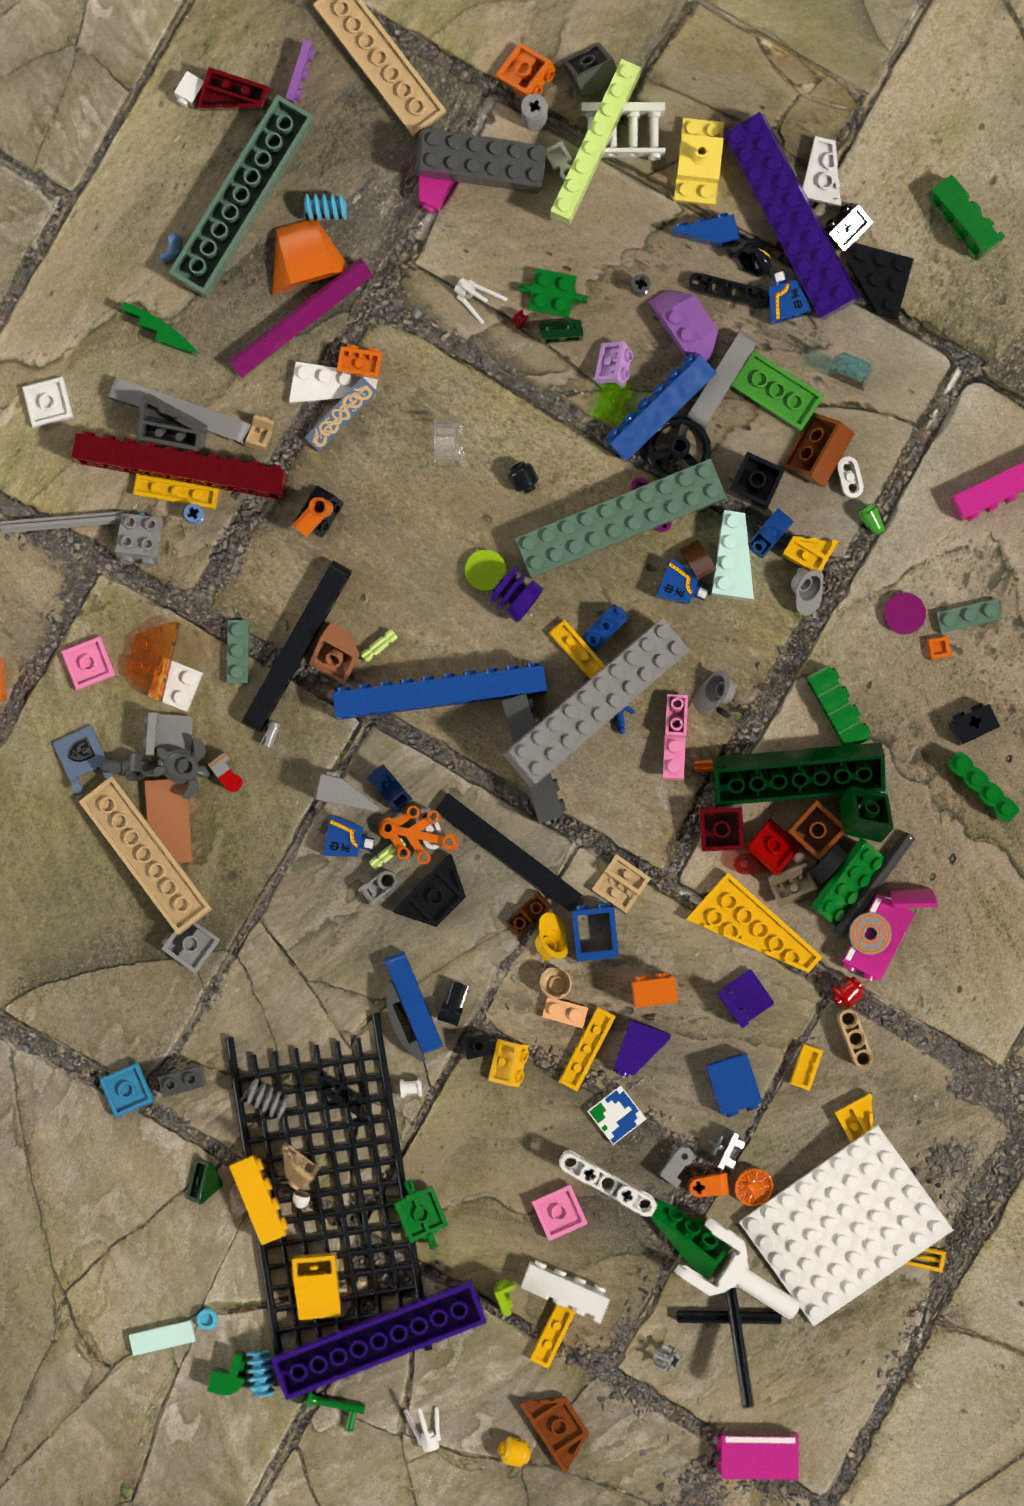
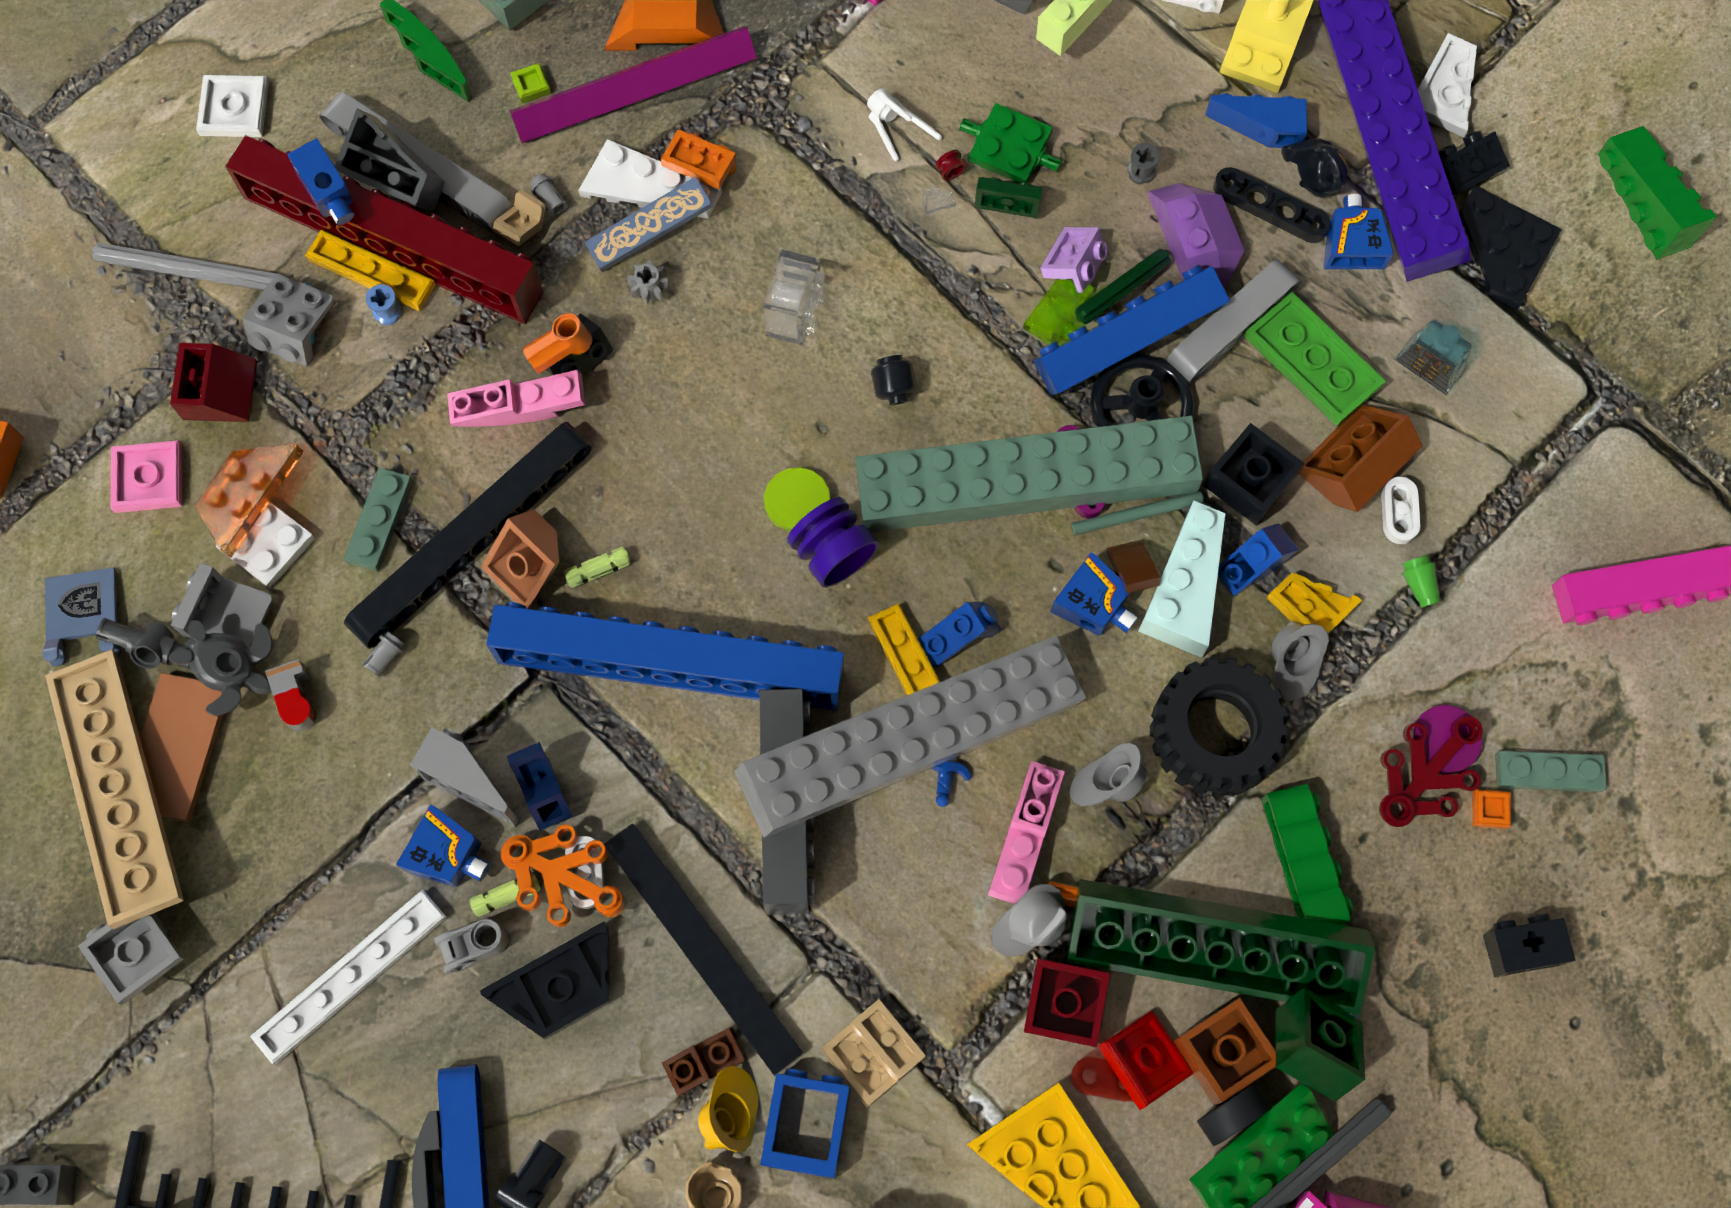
camera: 15 degrees right, 15 degrees down
(110, 595) = (212, 383): none -> dark red slope
(135, 451) = (322, 181): none -> blue torso
(232, 333) = (530, 83): none -> lime tile
(270, 410) = (544, 188): none -> light grey pin
(297, 555) = (516, 403): none -> bright pink slope
(315, 922) = (348, 977): none -> white tile
(357, 456) = (650, 290): none -> light grey gear
(648, 376) = (1122, 286): none -> dark green axle
(691, 522) = (1135, 513): none -> sand green bar
(691, 788) = (1031, 922): none -> light grey piece
(777, 616) = (1248, 694): none -> black tyre
(792, 884) = (1163, 1135): dark tan bracket -> none
(897, 639) = (1426, 775): none -> dark red plant
(985, 792) = (1527, 1064): green brick -> none

